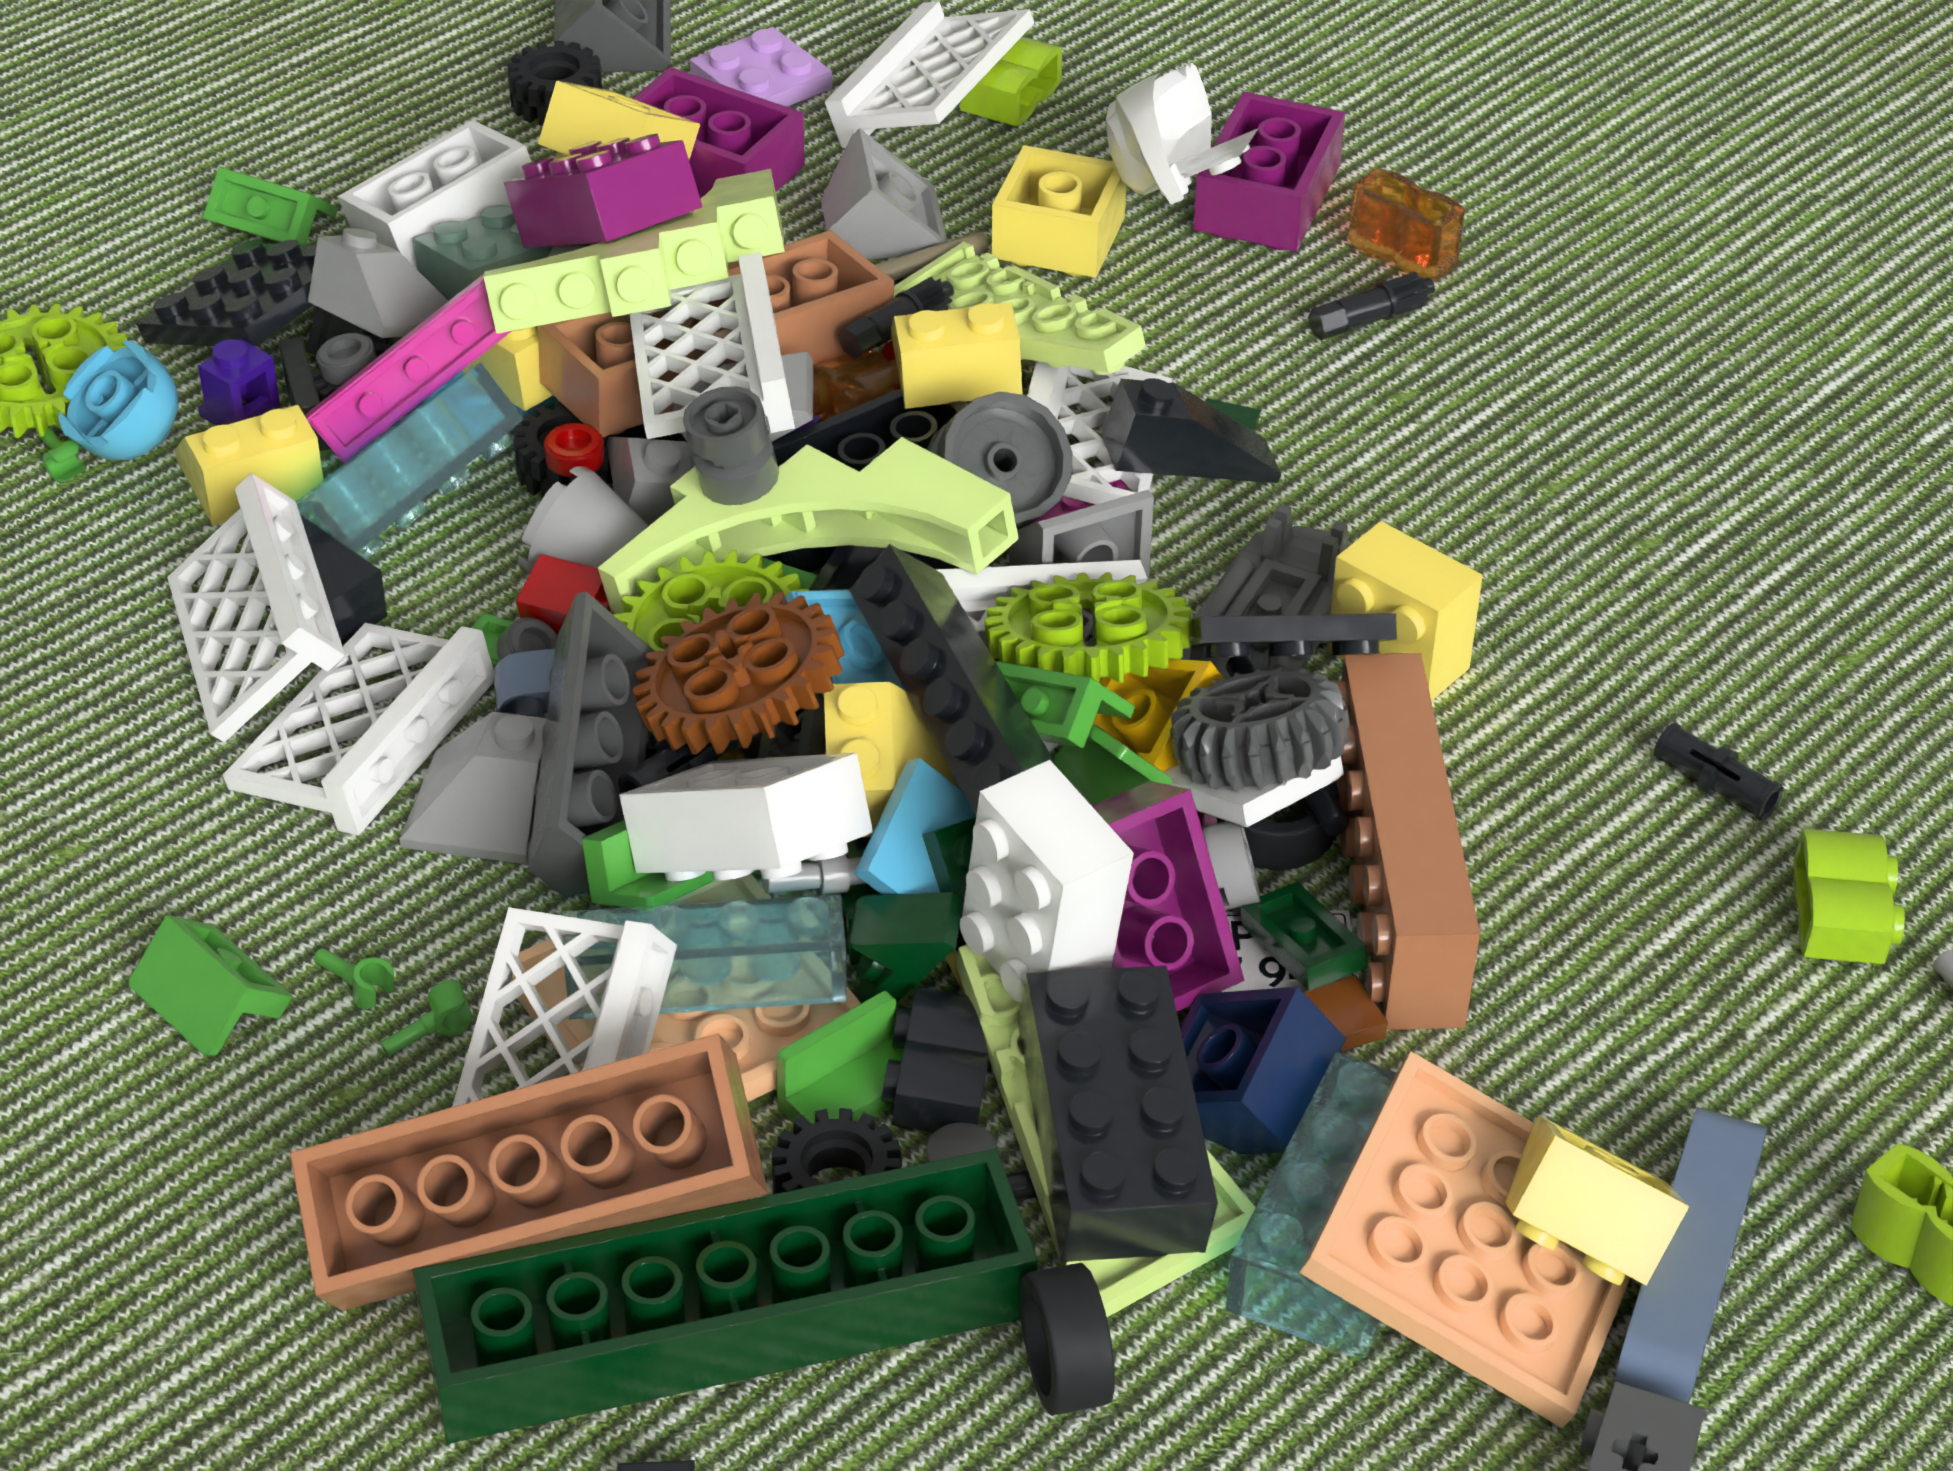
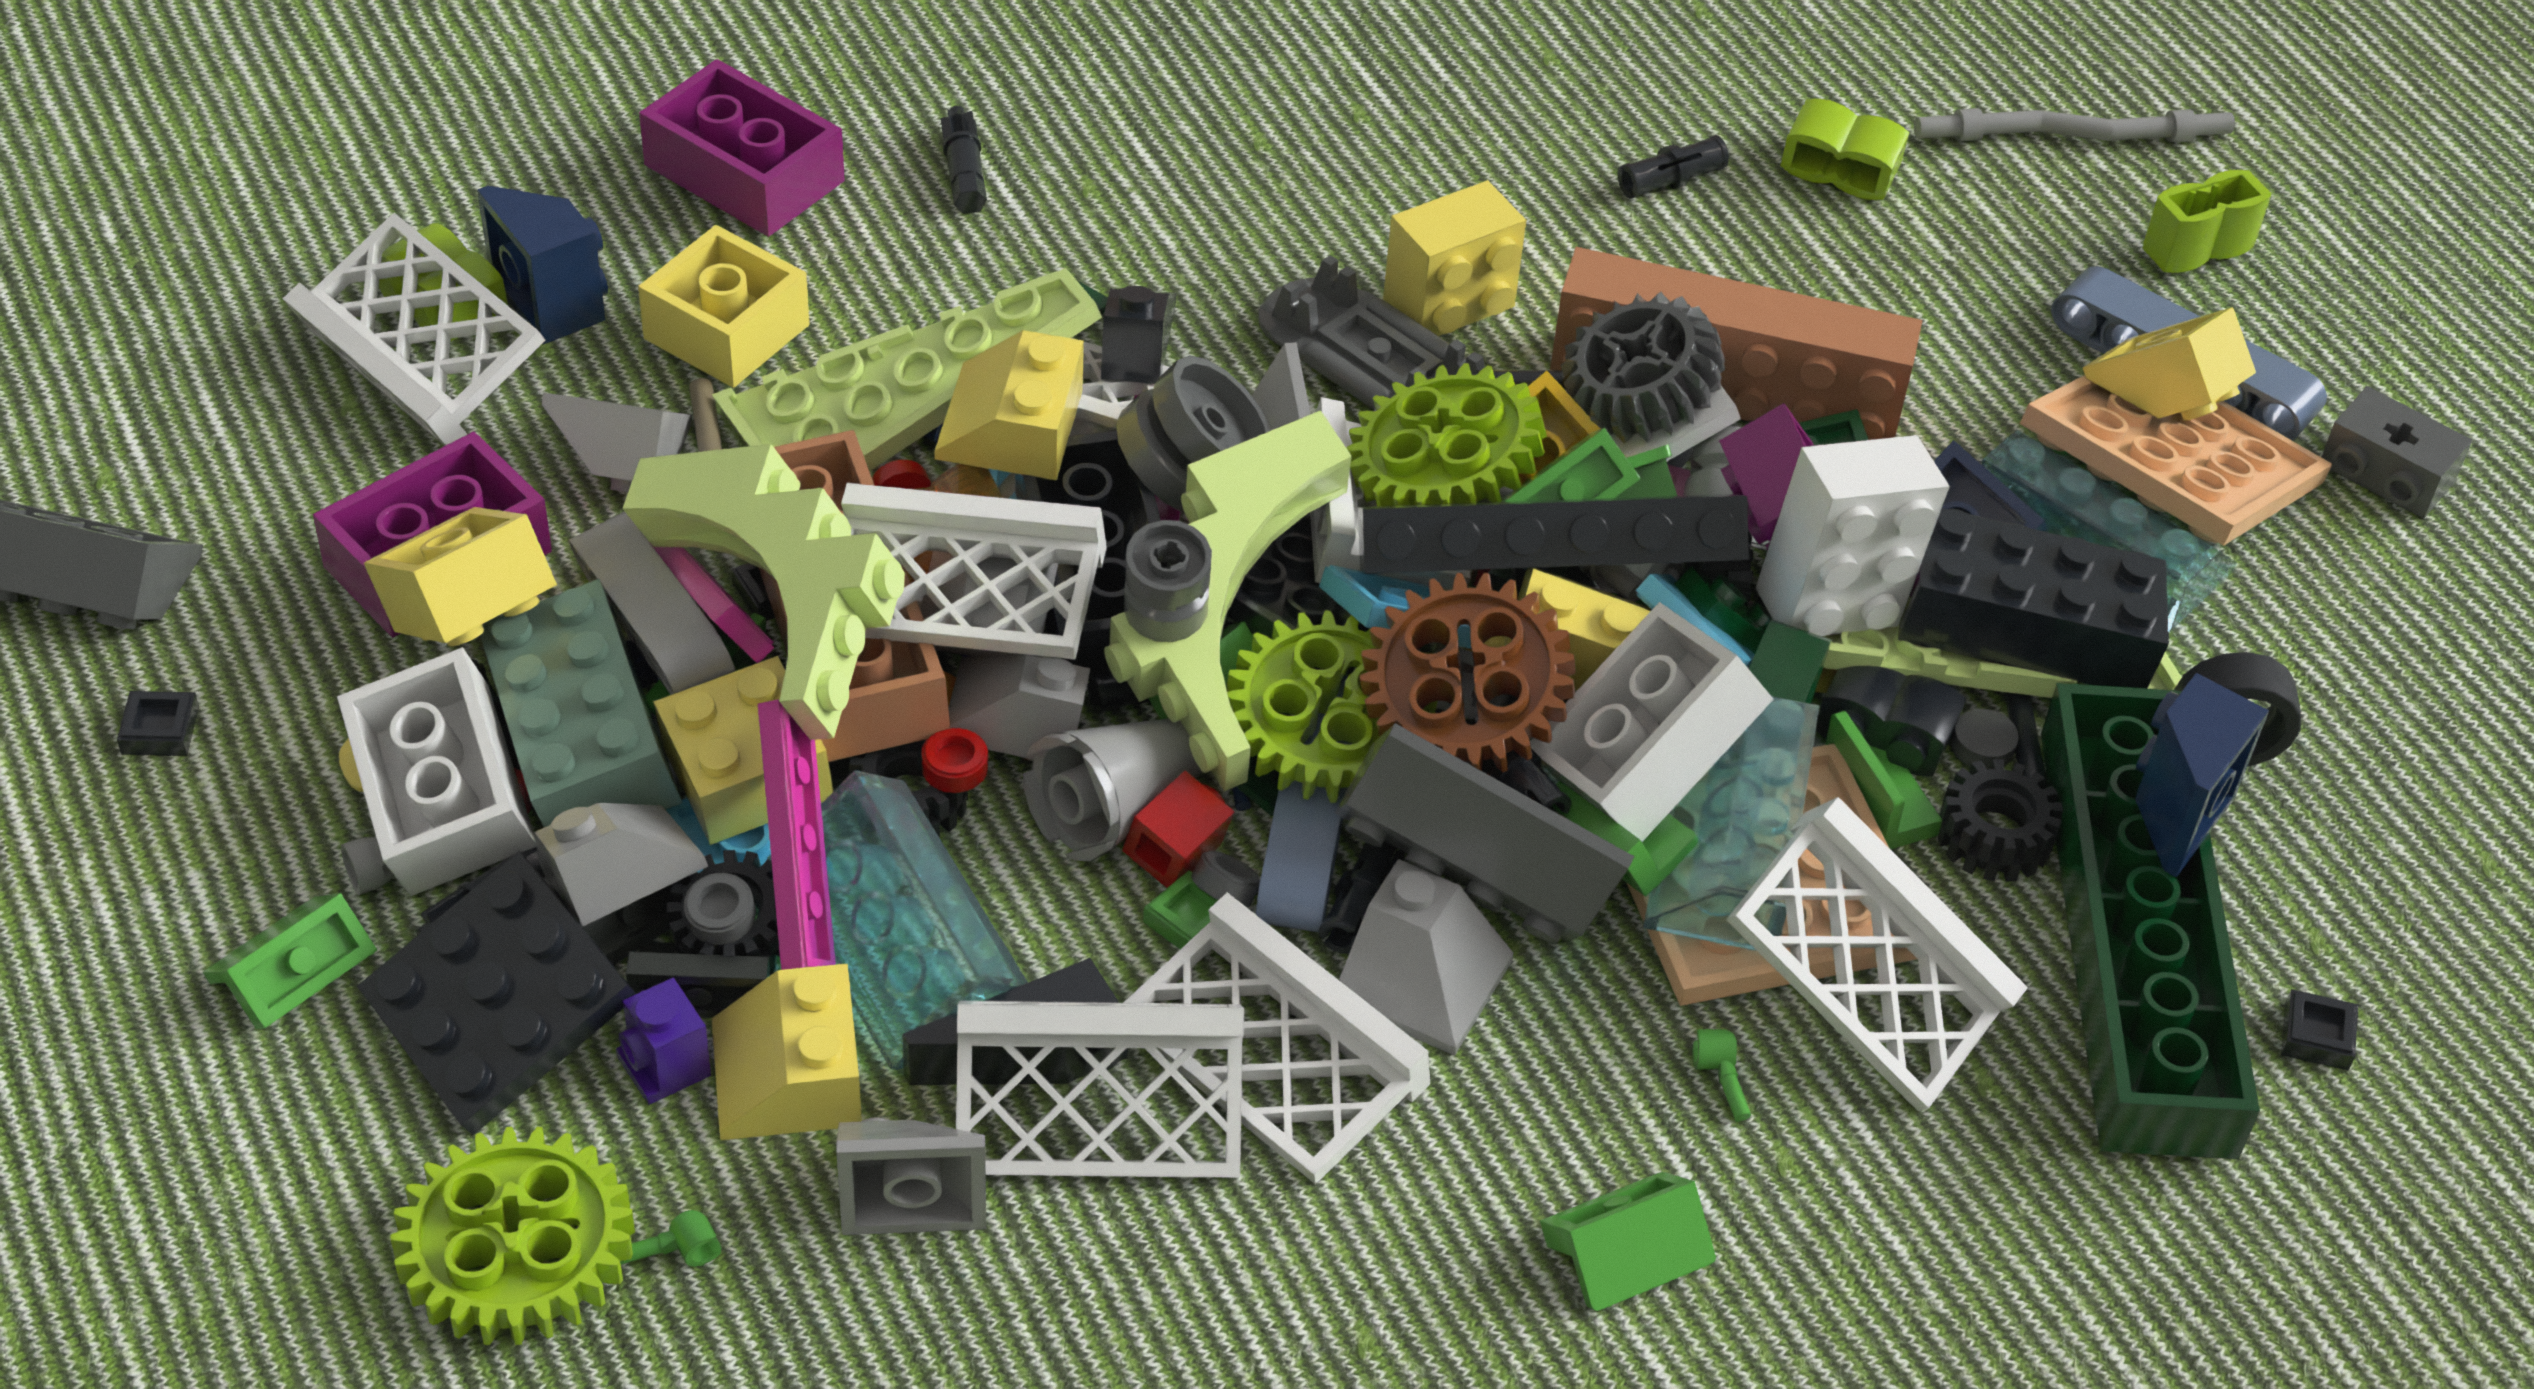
camera: 75 degrees left, 5 degrees up
(120, 403) = (670, 1142): medium azure cylinder -> none
(136, 525) = (909, 1177): none -> light grey slope
(360, 976) = (1653, 1114): bright green hand -> none
(479, 95) = (158, 723): none -> black tile
(527, 1169) = (2040, 993): nougat brick -> none
(536, 72) = (192, 619): black tyre -> none
(602, 191) = (678, 579): magenta brick -> none
(765, 67) = (276, 473): lavender plate -> none
(835, 1225) = (2194, 765): none -> dark blue slope
(875, 327) = (880, 446): black piece -> none
(1035, 98) = (545, 259): none -> dark blue slope
(1164, 135) = (740, 173): white animal -> none
(1293, 634) = (1520, 307): black plate -> none
(1406, 224) = (882, 88): clear orange brick -> none

